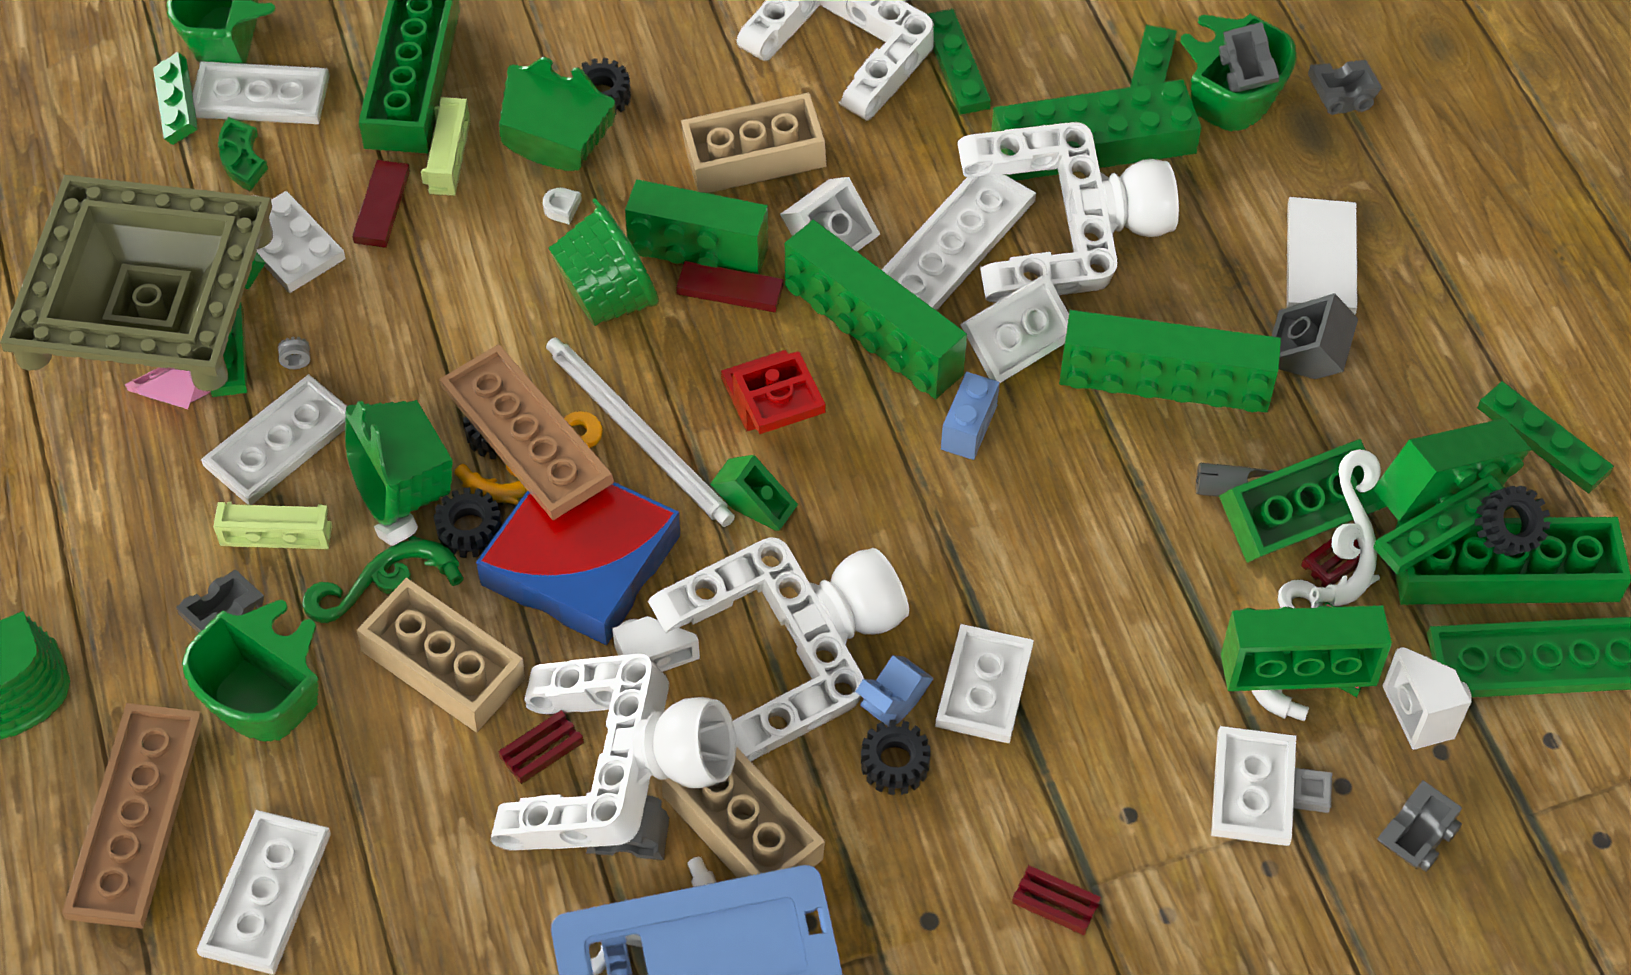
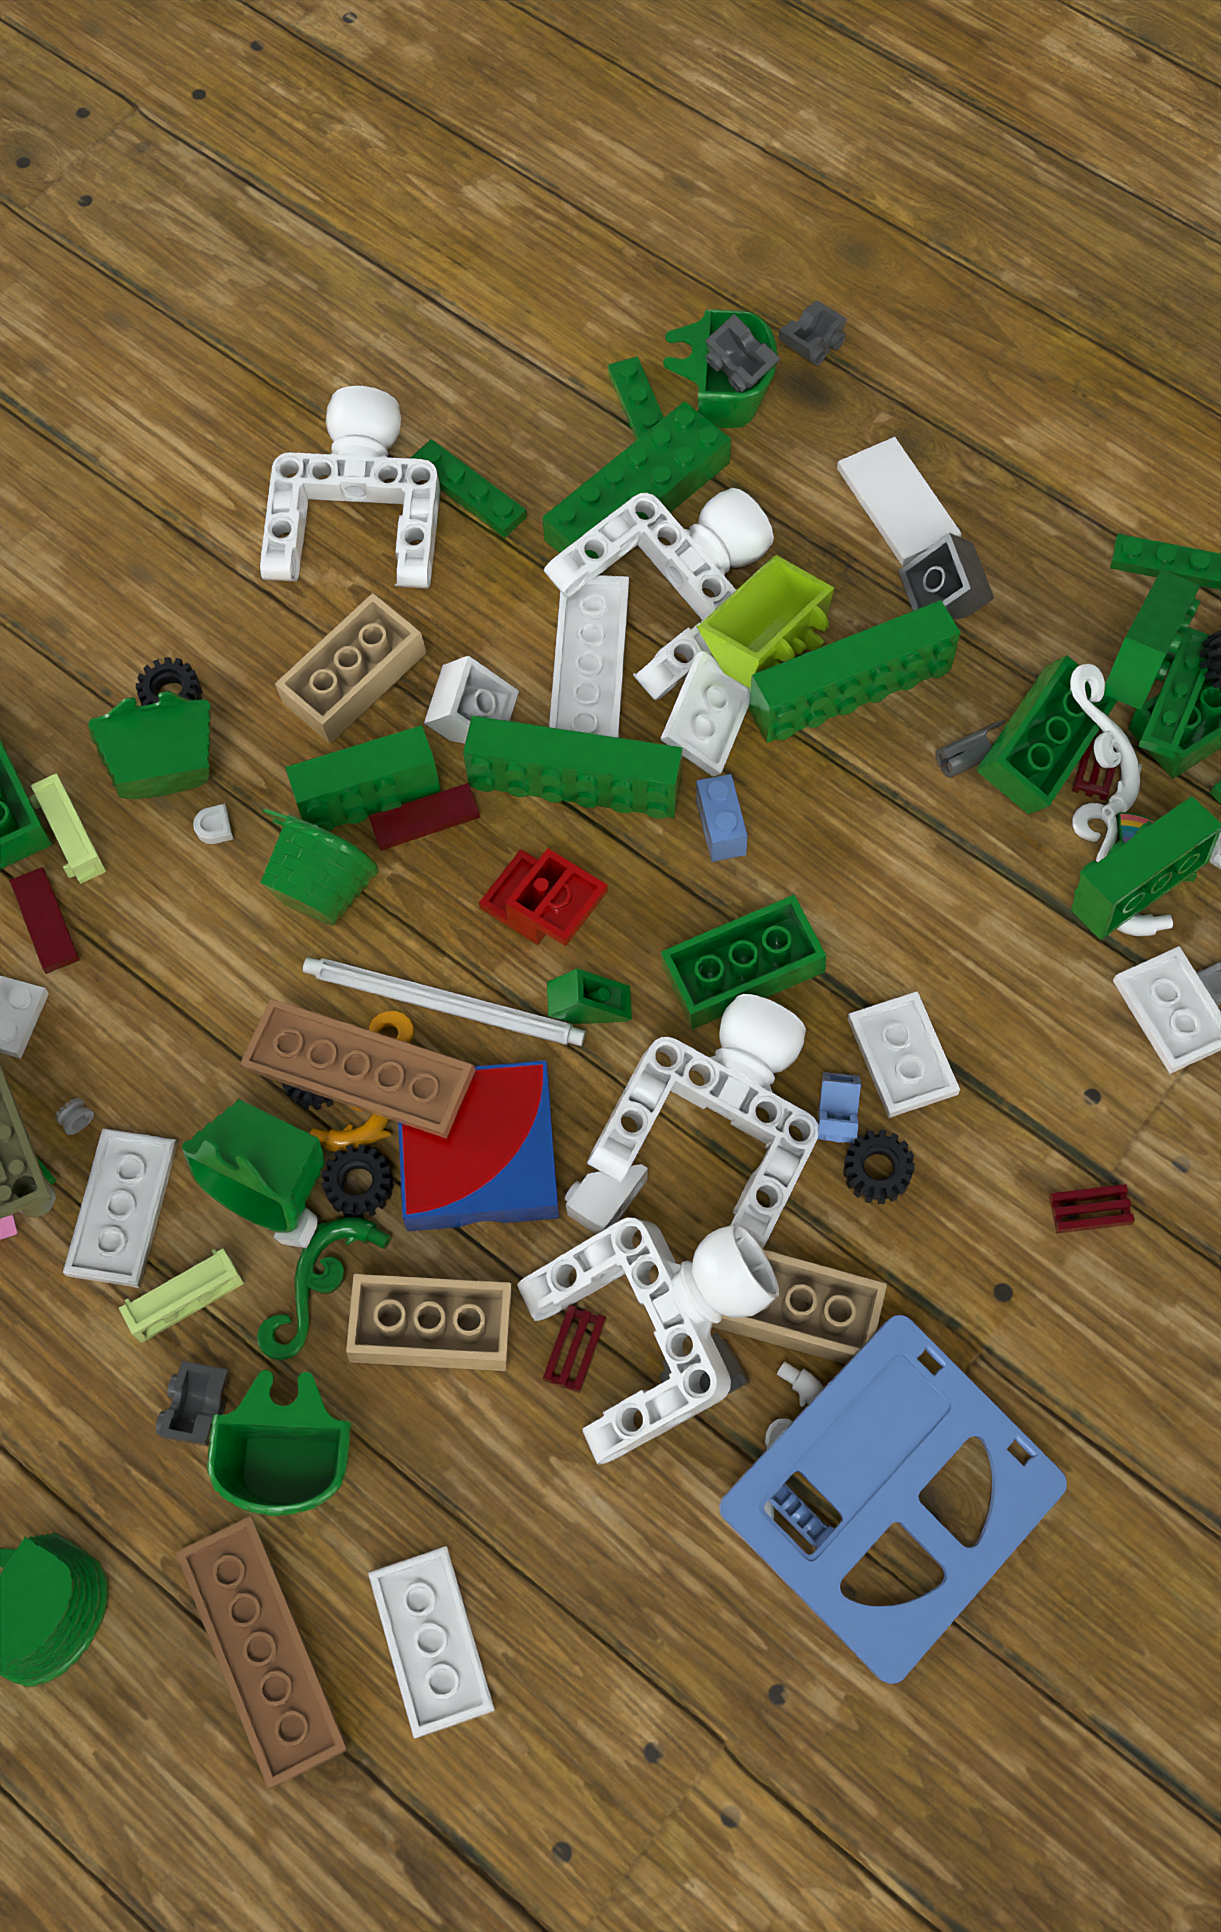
camera: 30 degrees left, 10 degrees up
(915, 531) = (745, 956): none -> green brick
(1124, 279) = (767, 620): none -> lime piece

